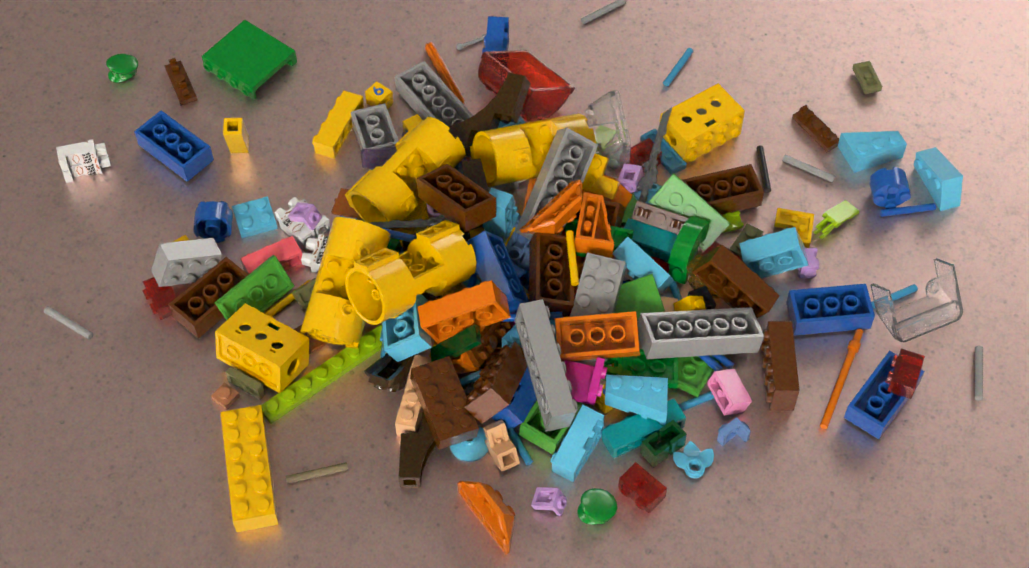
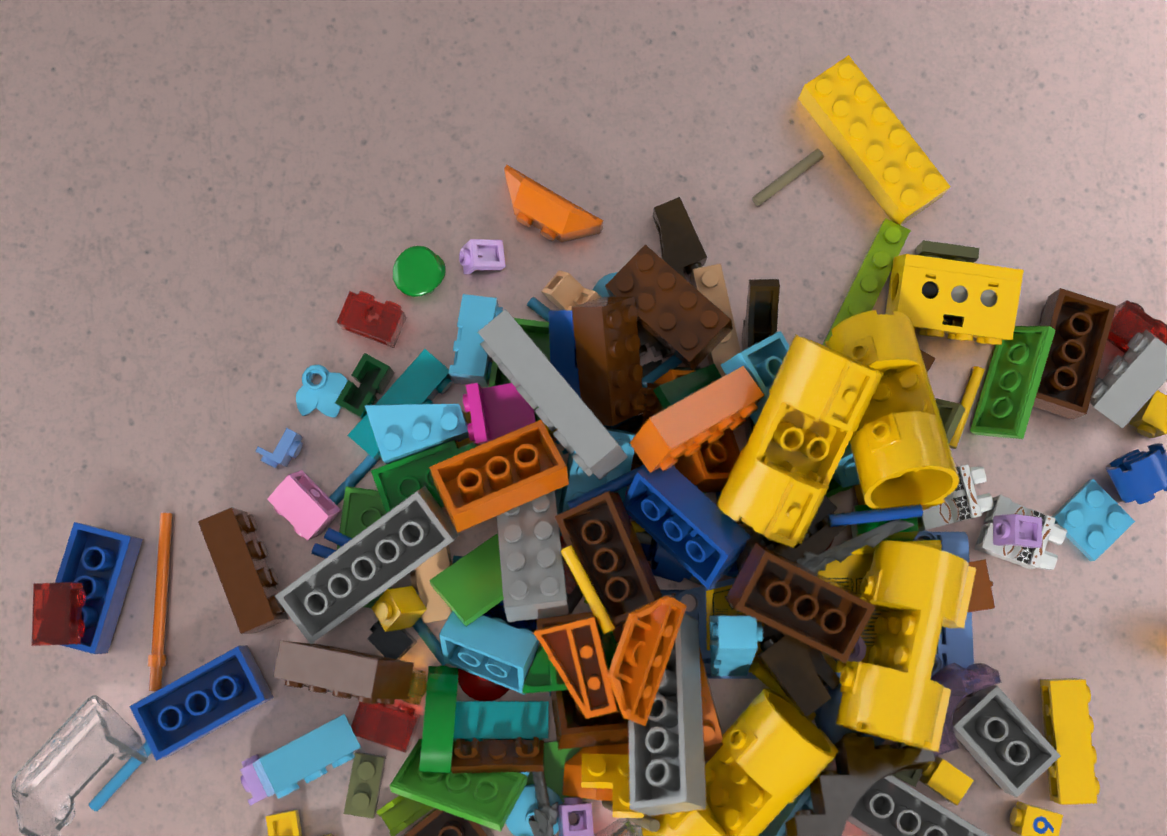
camera: 155 degrees right, 25 degrees up
(225, 396) = (961, 230): nougat plate -> none
(285, 250) = (1023, 457): coral brick -> none

